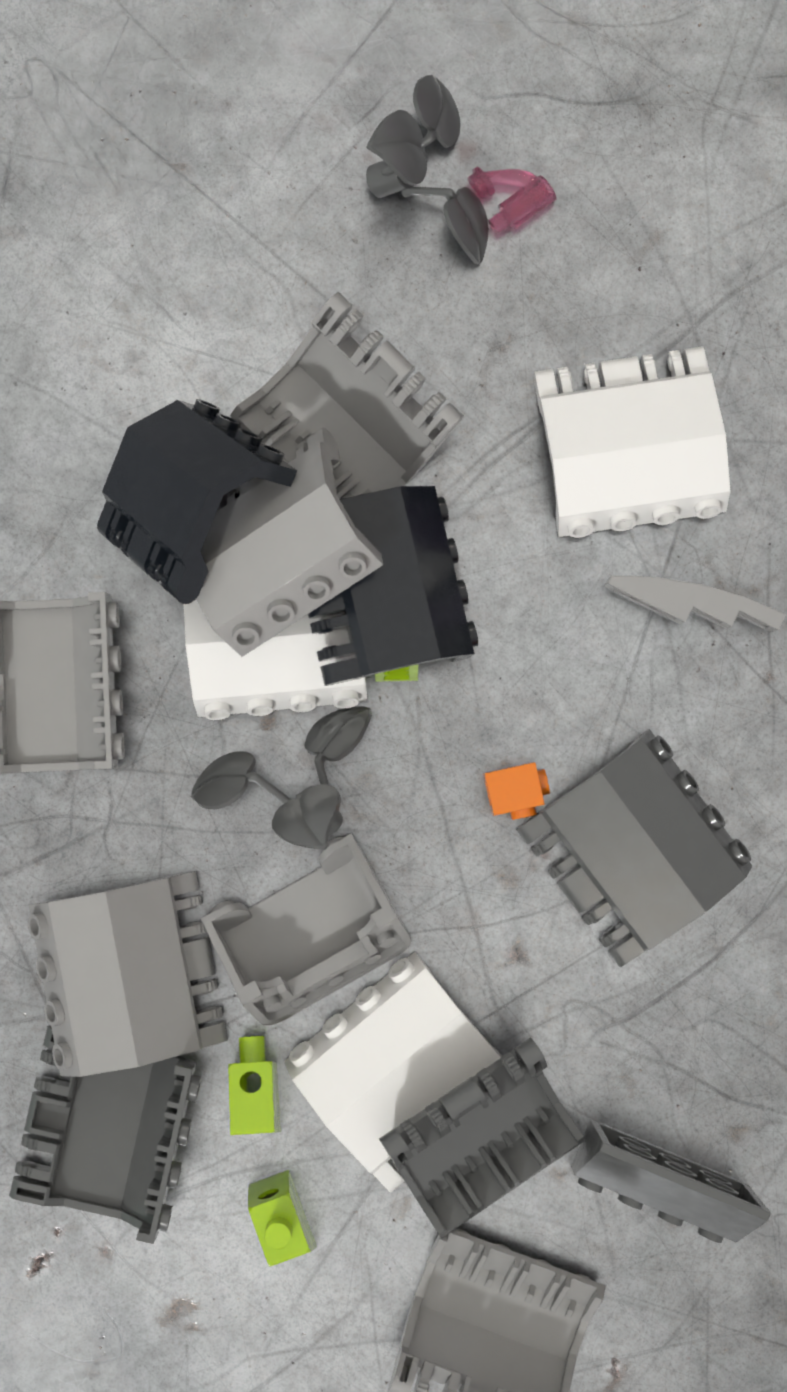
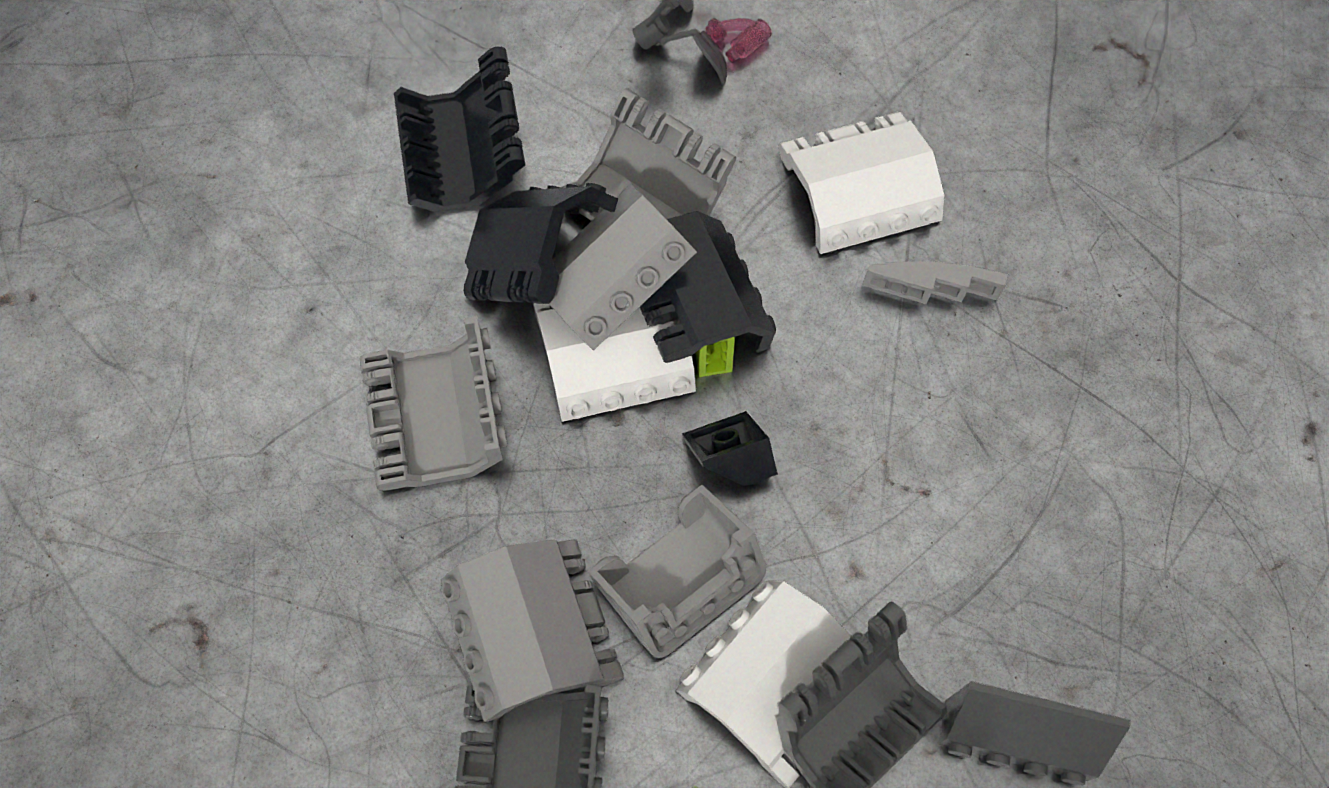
camera: 15 degrees left, 20 degrees down
(112, 310) = (460, 142): none -> black hinge
(258, 1110) = (655, 714): lime torso -> none
(315, 810) = (662, 464): dark grey plant -> none
(394, 789) = (734, 449): none -> black slope
(516, 790) = (826, 436): orange brick -> none
(641, 846) = (934, 464): dark grey hinge -> none

